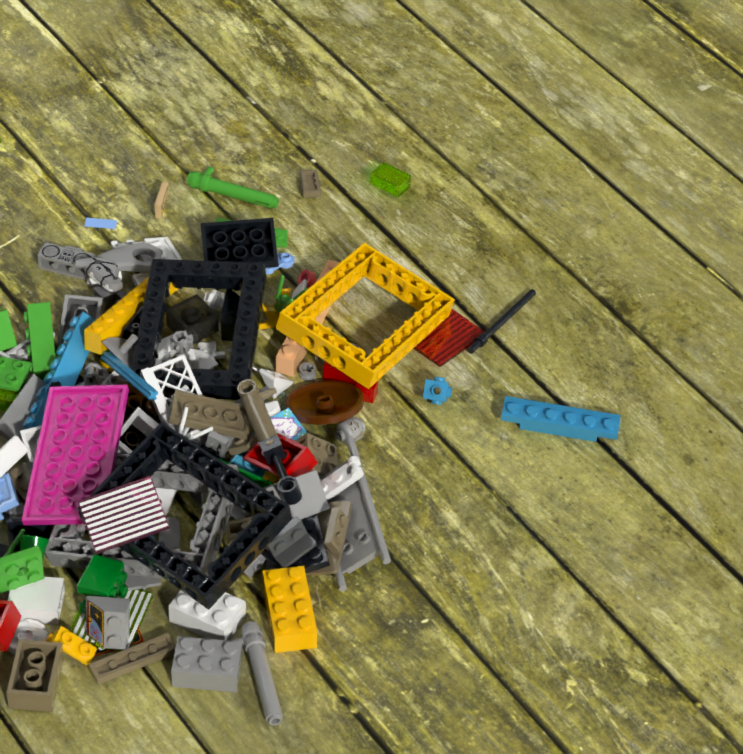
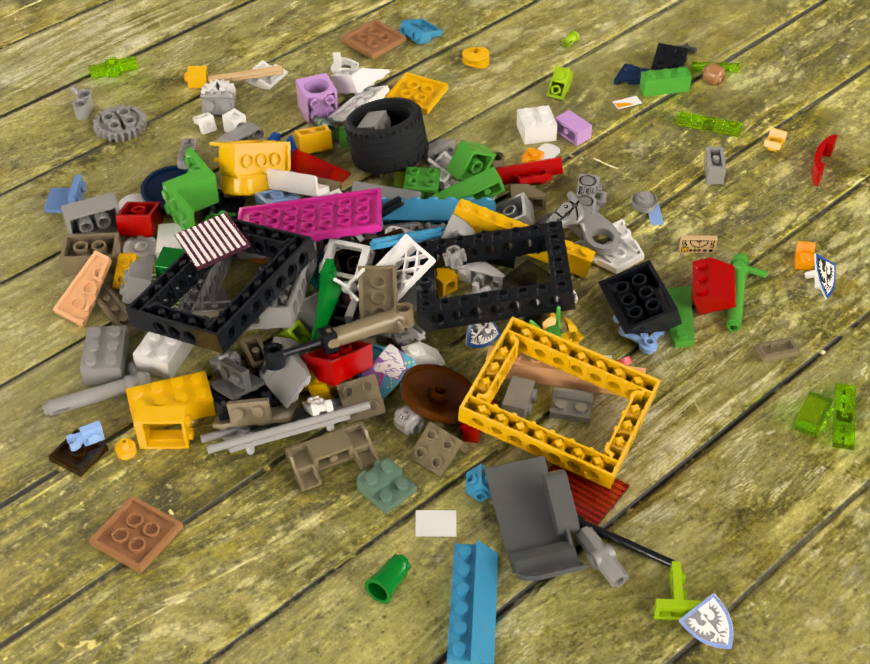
camera: 85 degrees right, 0 degrees up
(14, 293) = (531, 172): none -> red bracket
(25, 118) = (775, 139): none -> yellow bracket
(54, 162) = (714, 165): none -> light grey brick
(56, 298) = (535, 196): none -> dark tan slope
(66, 98) = (824, 149): none -> red slope
(87, 223) = (644, 201): none -> light grey plate
(108, 687) = (83, 291): none -> light nougat wing
(196, 141) = (804, 255): none -> light orange bracket
(225, 135) = (823, 275): none -> shield
(226, 201) = (713, 285): none -> red slope
(275, 380) = (465, 356): white slope -> none
(329, 671) = (88, 435): none -> light blue plate
(331, 610) = (163, 438): none -> yellow window
(337, 693) = (80, 460): none -> dark brown tile
(340, 653) = (125, 449): none -> yellow tile
(349, 322) = (571, 405): none -> light grey bracket
(373, 160) = (844, 416): none -> clear neon green tile
(383, 492) = (328, 451): none -> dark tan bracket
(388, 415) = (437, 449): none -> dark tan bracket
(422, 458) = (385, 485): none -> sand green plate
(454, 642) = (136, 534): none -> medium nougat plate
(466, 432) = (435, 523): none -> white sticker
(490, 361) = (535, 518): none -> dark grey beam
(521, 331) = (602, 557): none -> light grey piece
(531, 464) = (387, 579): none -> green plant
(562, 295) = (678, 604): none -> lime bracket
(595, 281) = (710, 623): none -> shield

